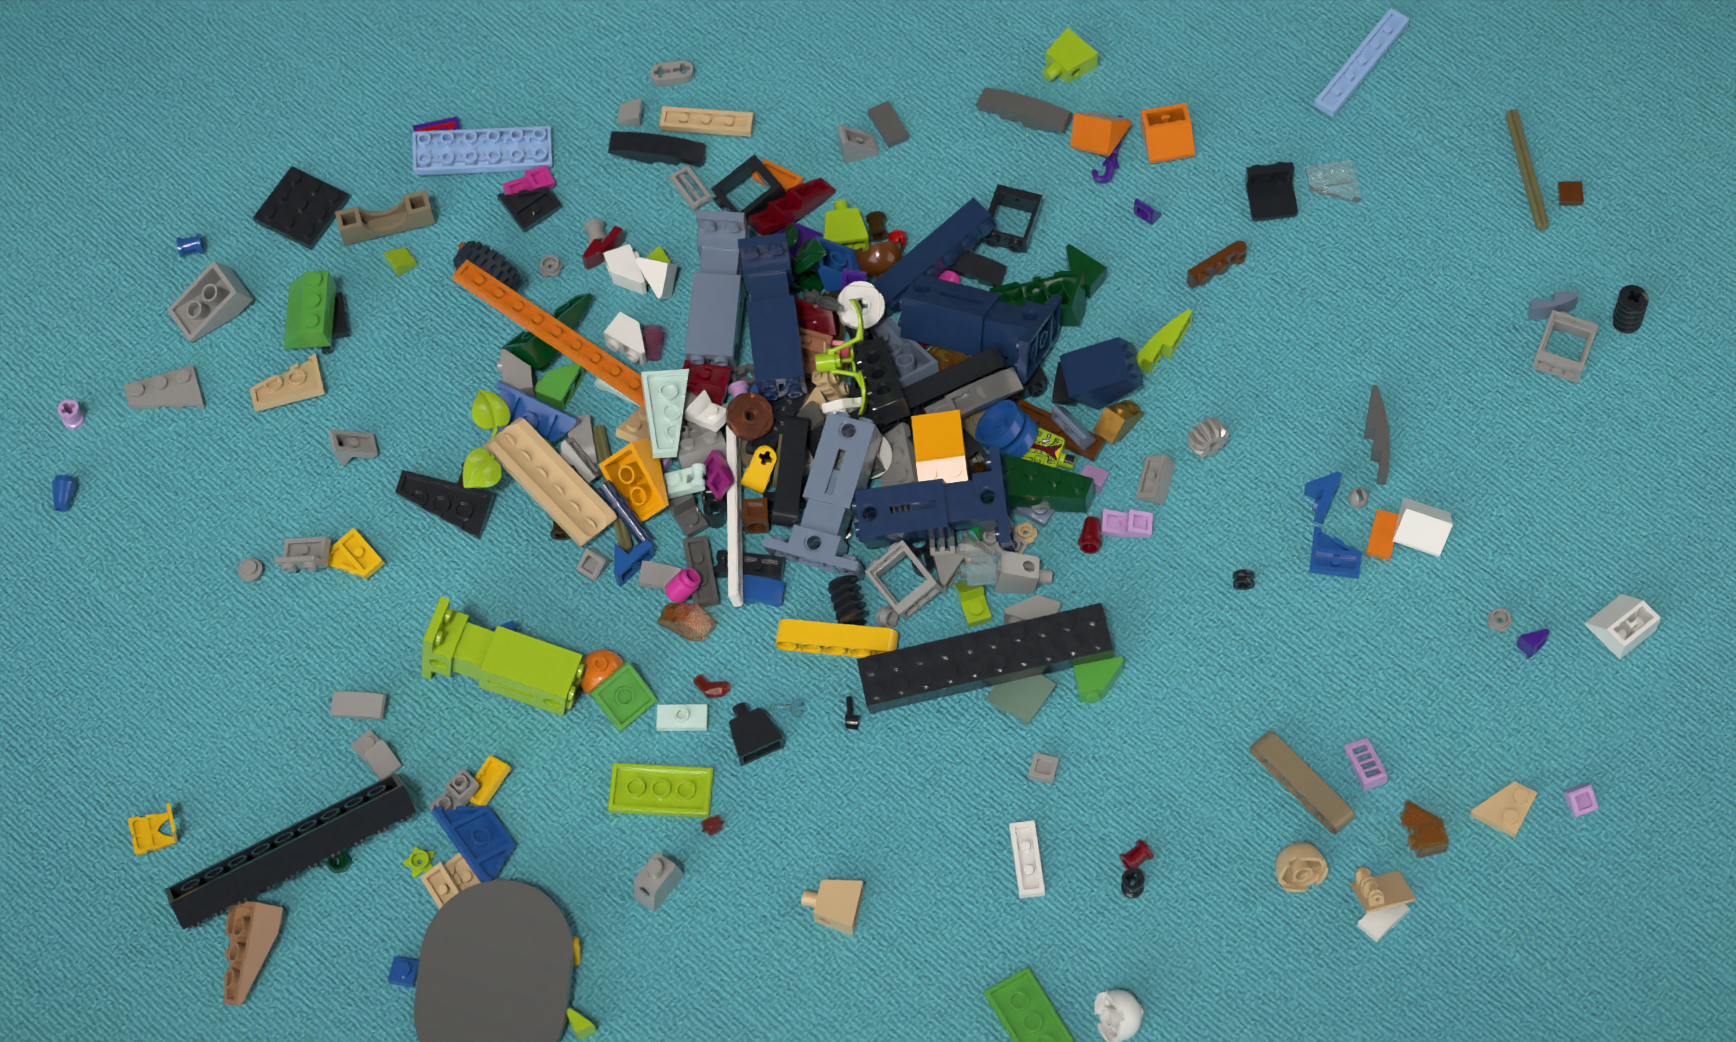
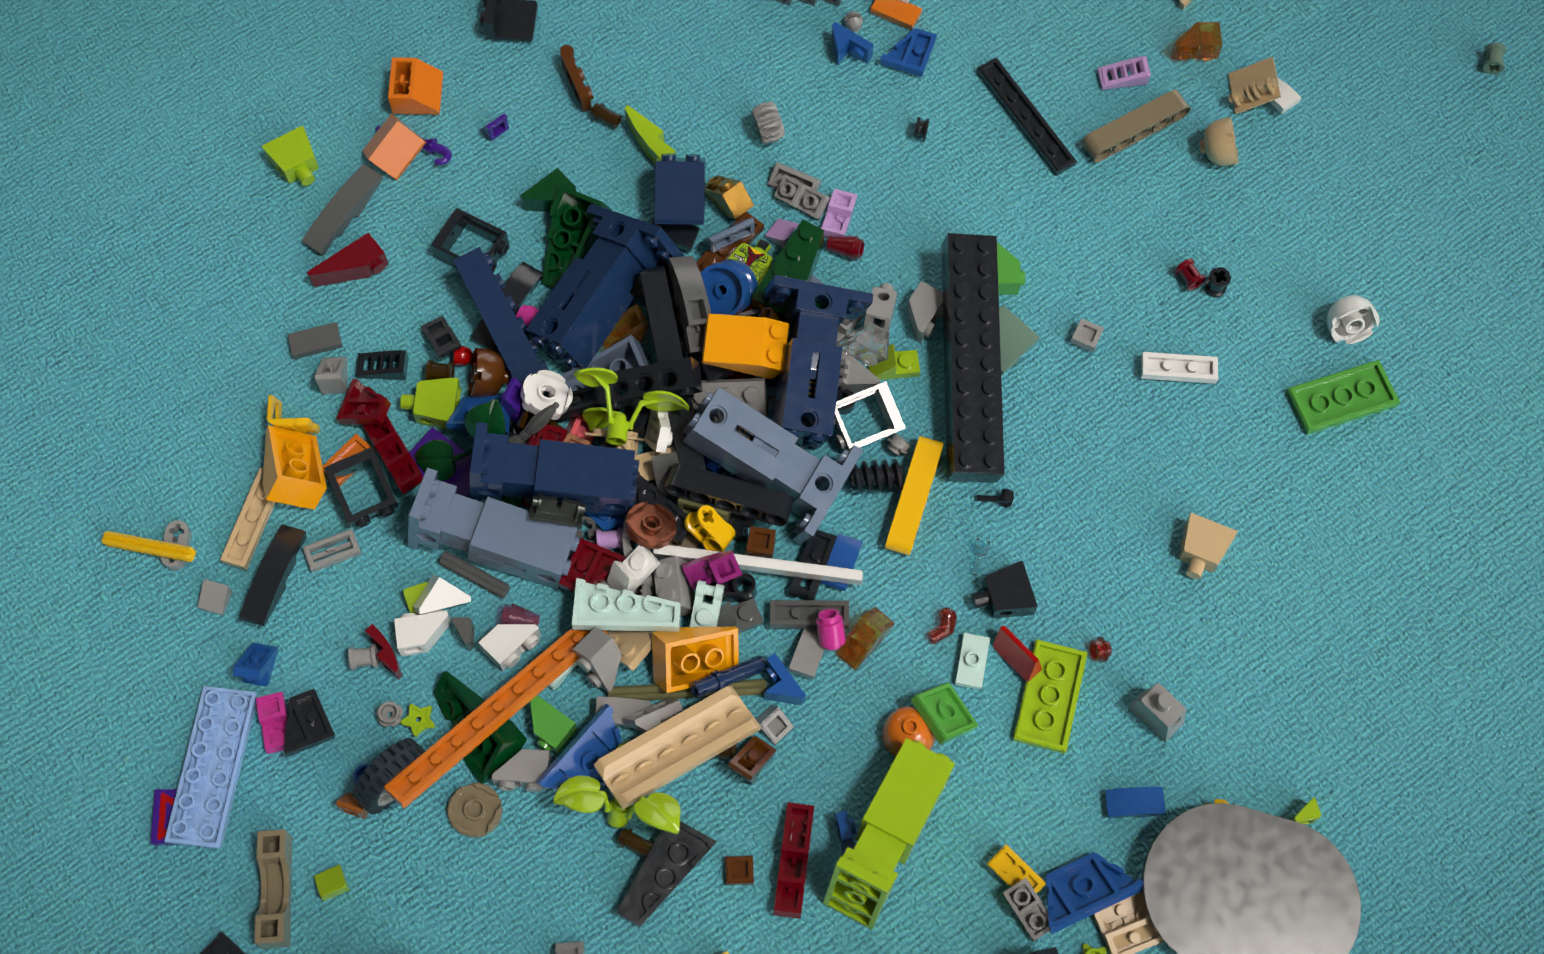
camera: 85 degrees left, 5 degrees up
(457, 561) = (739, 870): none -> reddish brown tile
(475, 601) = (793, 860): none -> dark red slope
(478, 350) = (475, 810): none -> dark tan tile
(552, 294) = (424, 724): none -> lime plate
(552, 546) = (752, 759): none -> reddish brown slope
(569, 875) = (1135, 802): none -> blue slope
(575, 157) = (256, 664): none -> blue slope
(619, 402) = (599, 658): none -> light grey slope
(631, 303) = (465, 629): none -> dark grey slope
(663, 51) = (148, 546): none -> yellow axle
(682, 314) = (474, 574): none -> dark grey axle
(694, 752) = (1016, 654): none -> red slope
(738, 332) = (548, 510): none -> pearl dark grey hinge
(755, 132) = (292, 468): none -> light orange slope
(795, 122) = (302, 425): none -> yellow piece
(829, 174) = (363, 406): none -> dark red wing
(879, 195) = (398, 373): none -> black slope
(910, 219) = (441, 336): none -> black slope
(974, 135) = (354, 262): none -> dark red slope
(1137, 483) = (802, 196): none -> light grey slope
(1185, 295) = (605, 115): none -> dark brown pin
(1288, 677) = (1026, 116): none -> black tile

